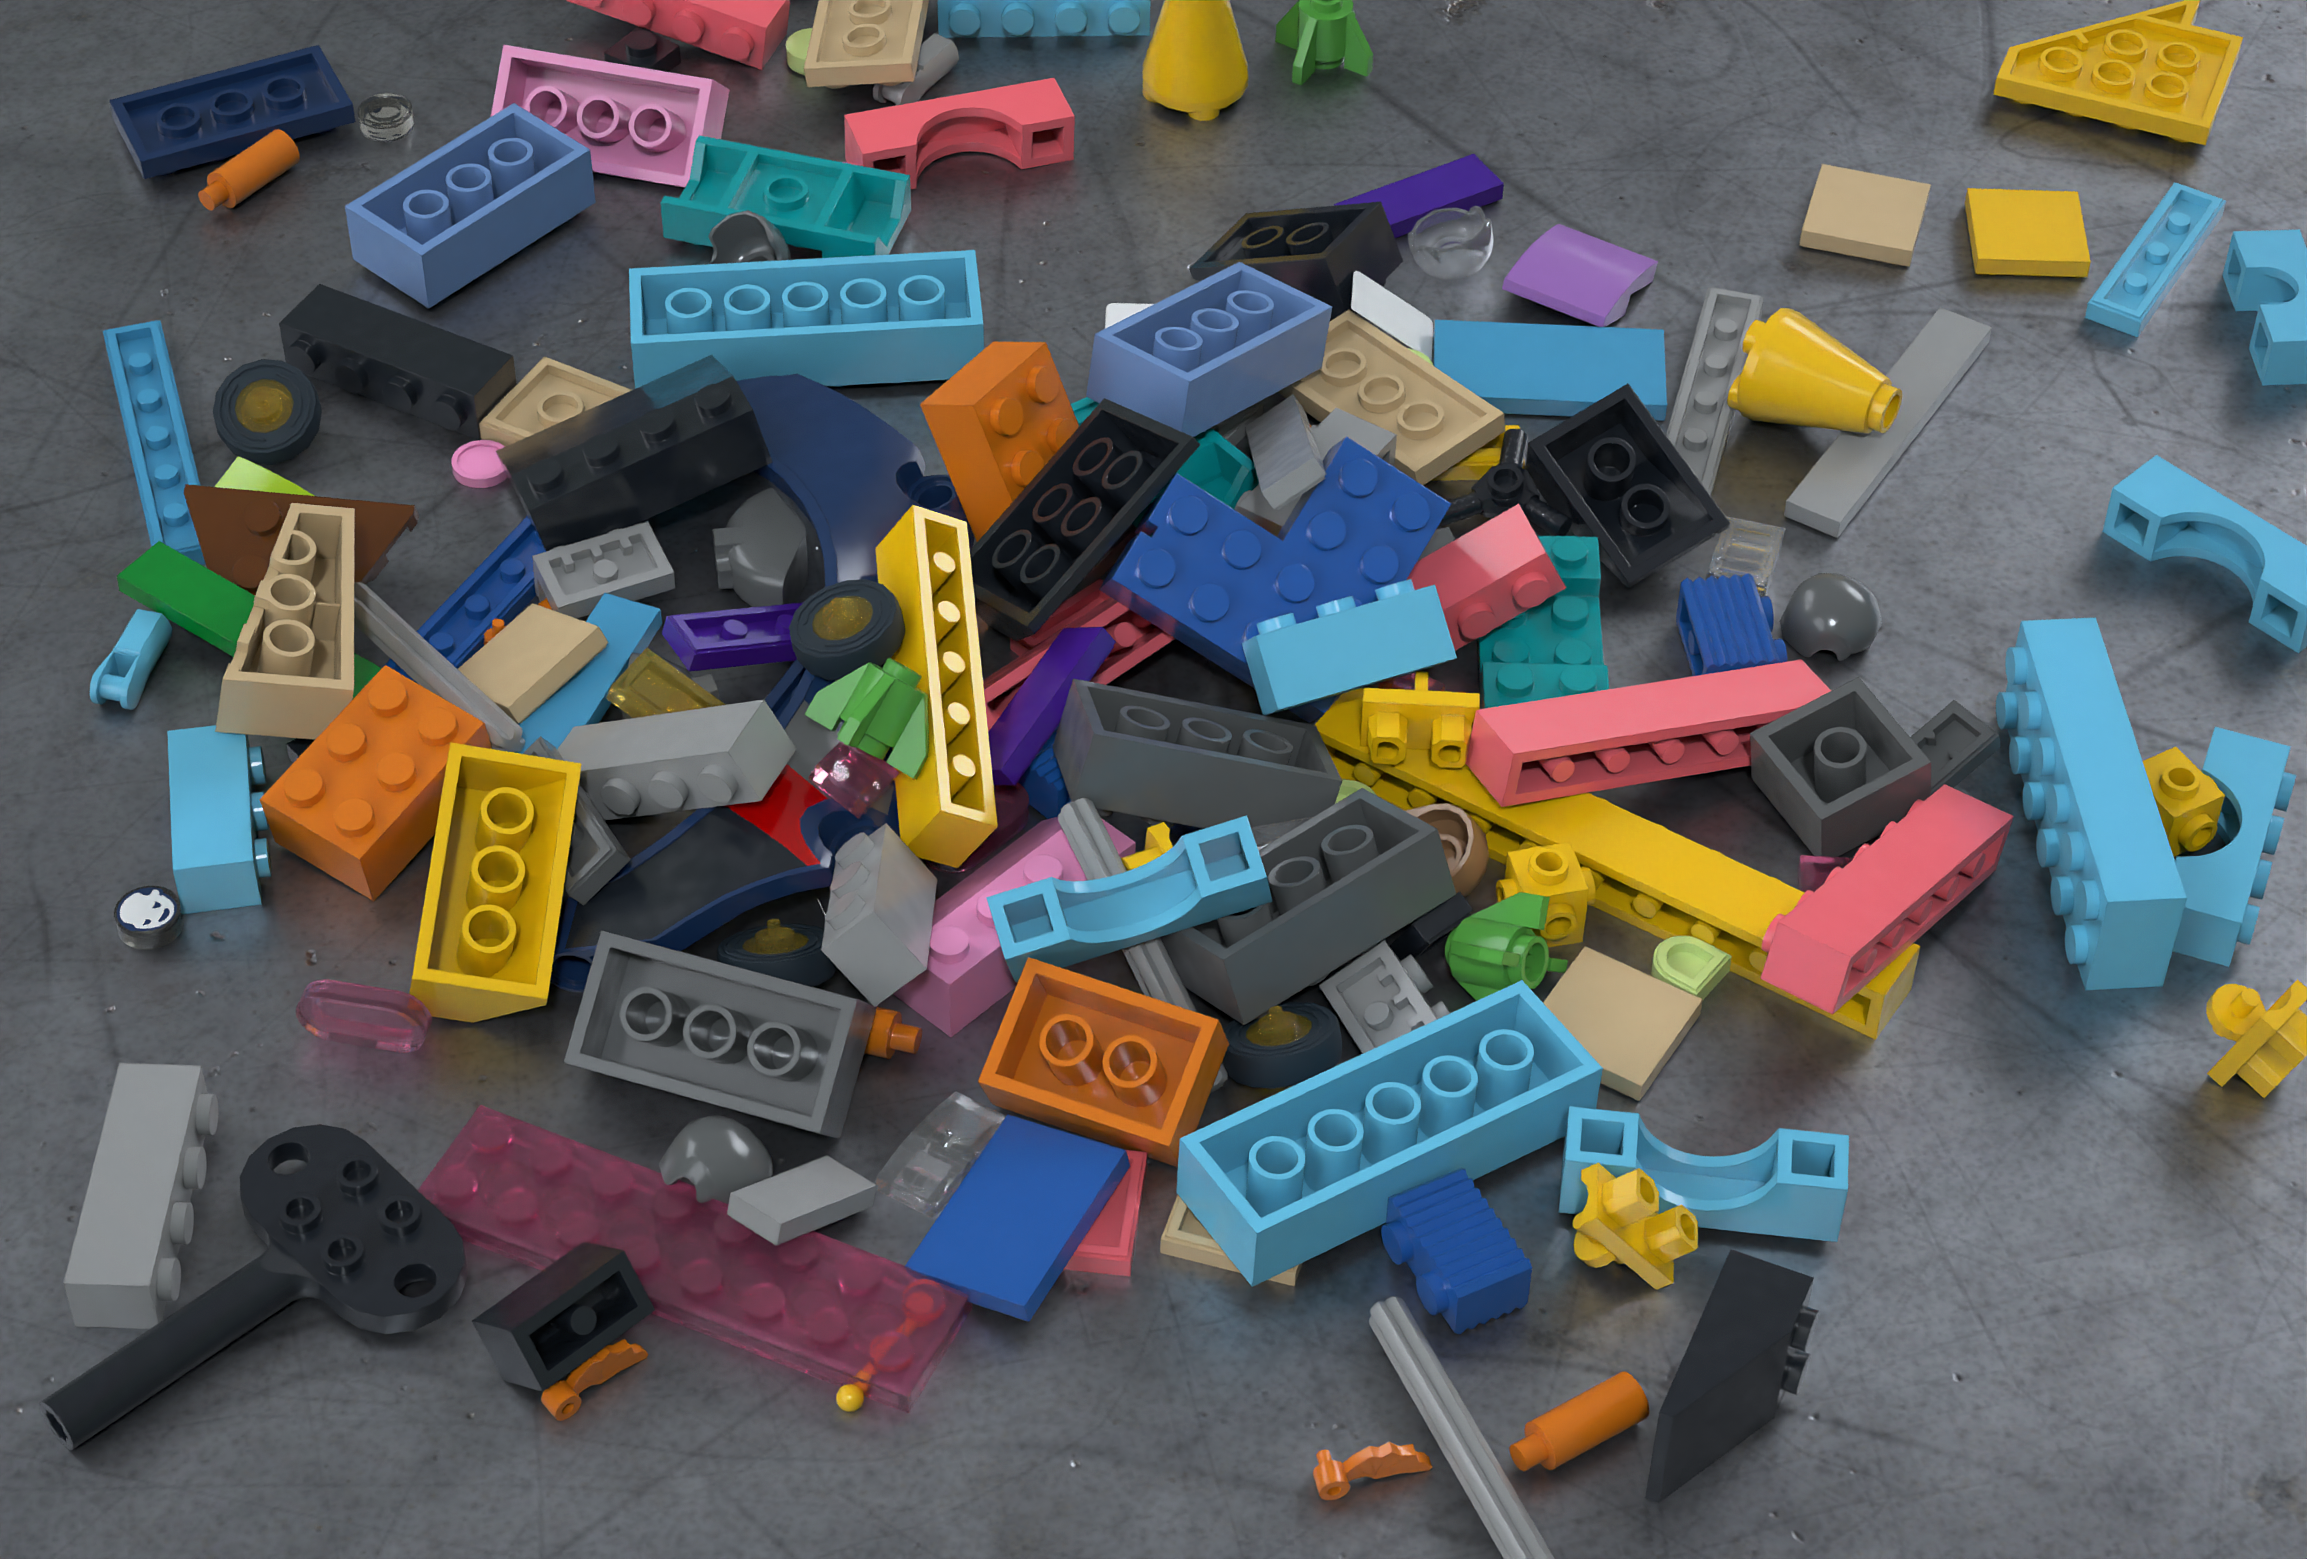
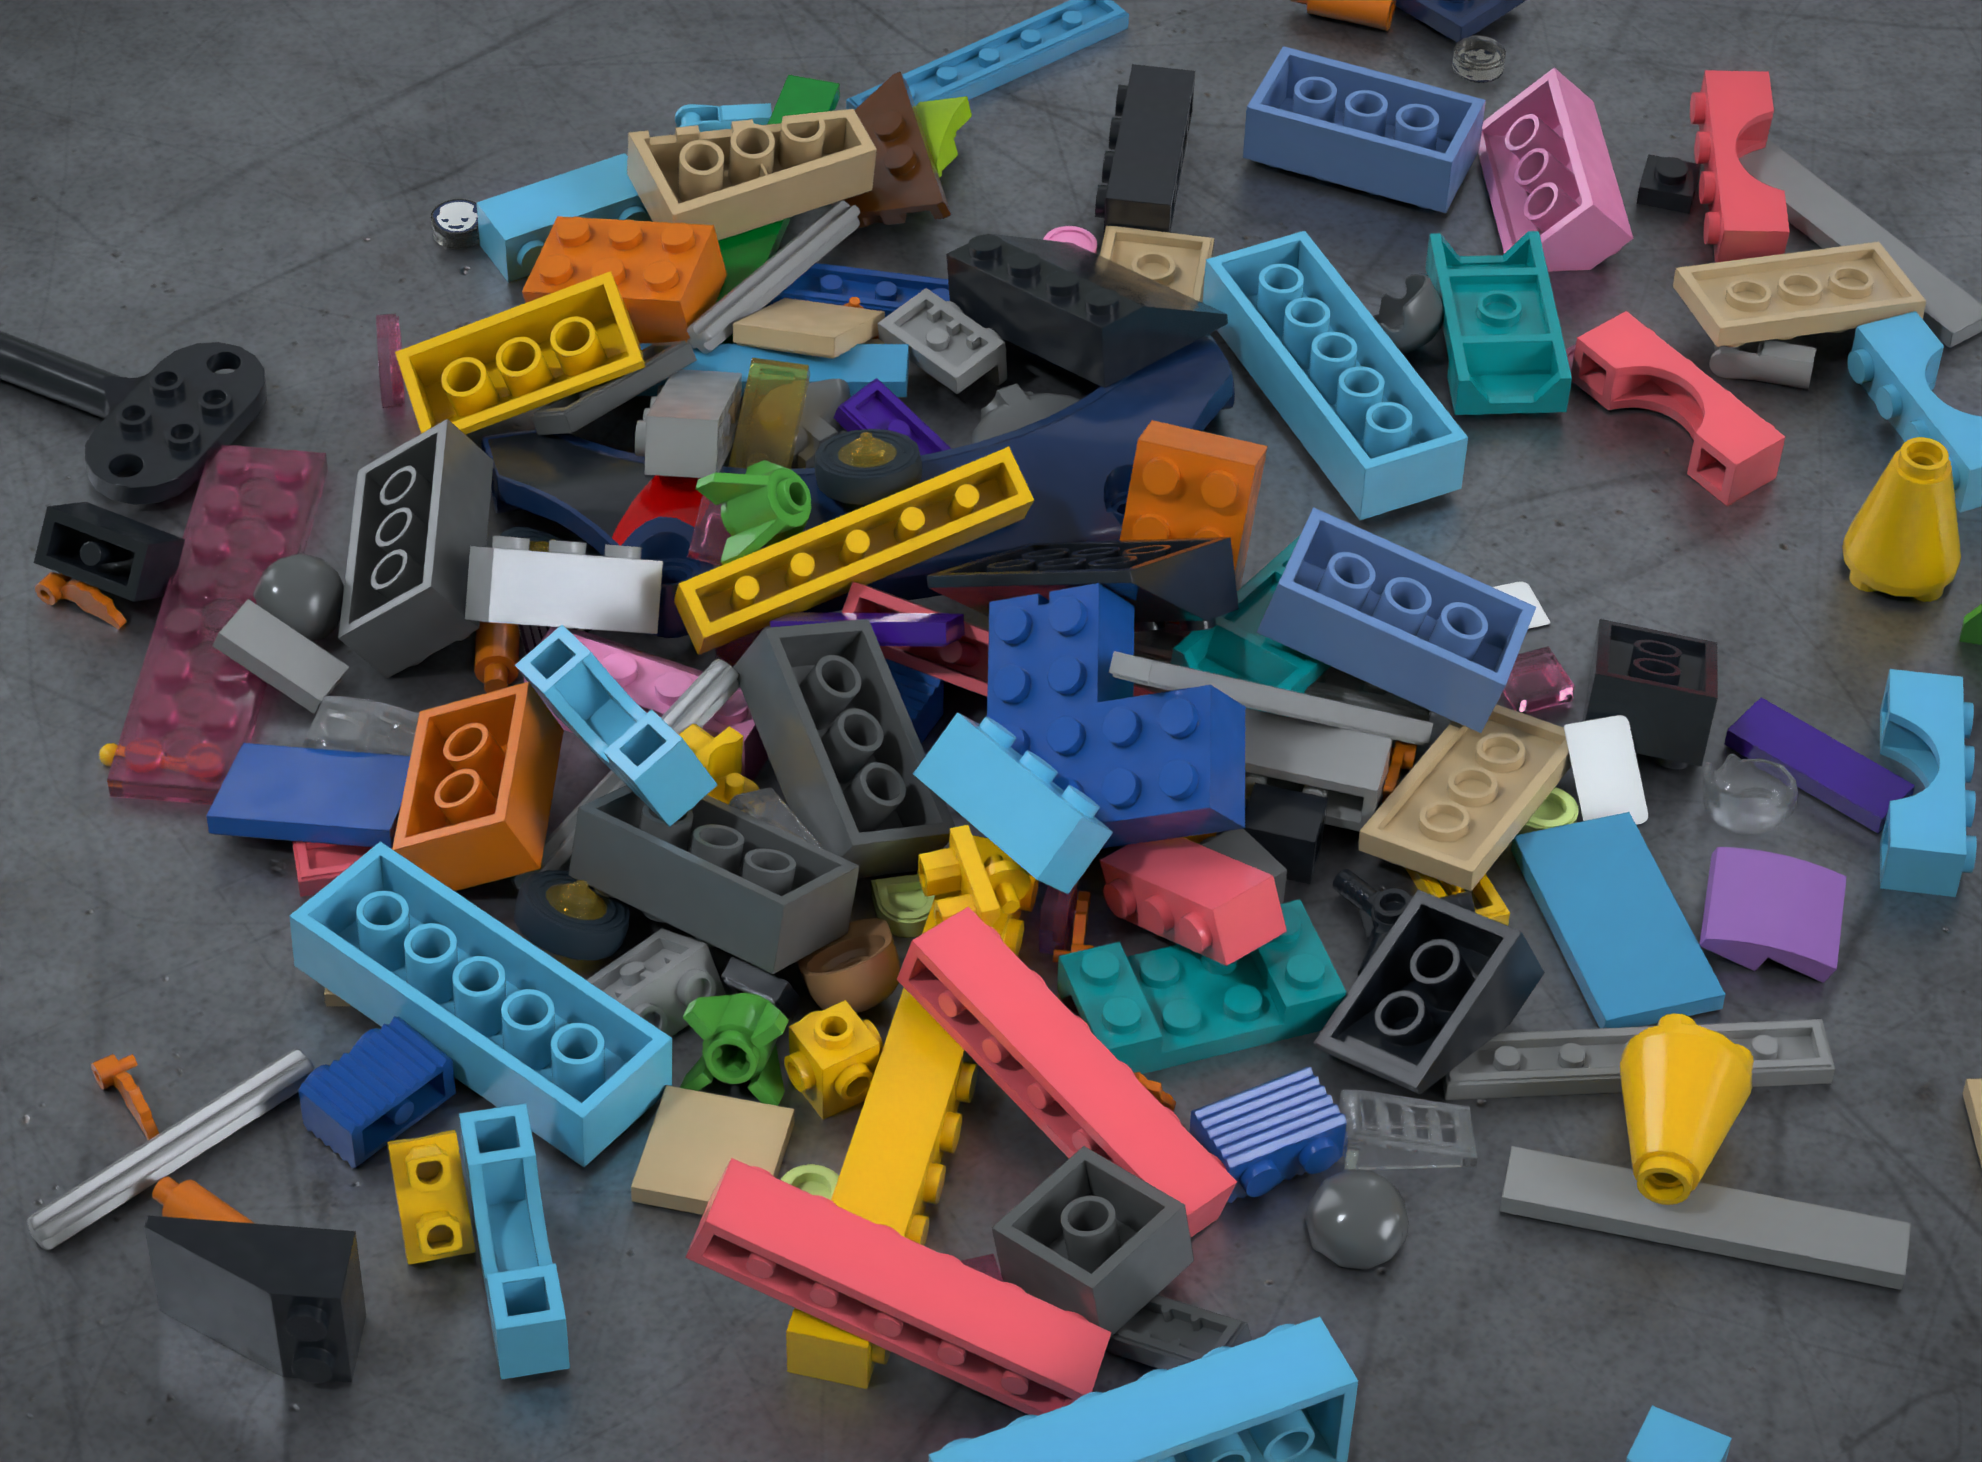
camera: 70 degrees right, 0 degrees up
(140, 1196) = (166, 300): light grey brick -> none
(267, 411) = (1040, 100): black wheel -> none
(1421, 124) = (1925, 834): none -> medium azure arch

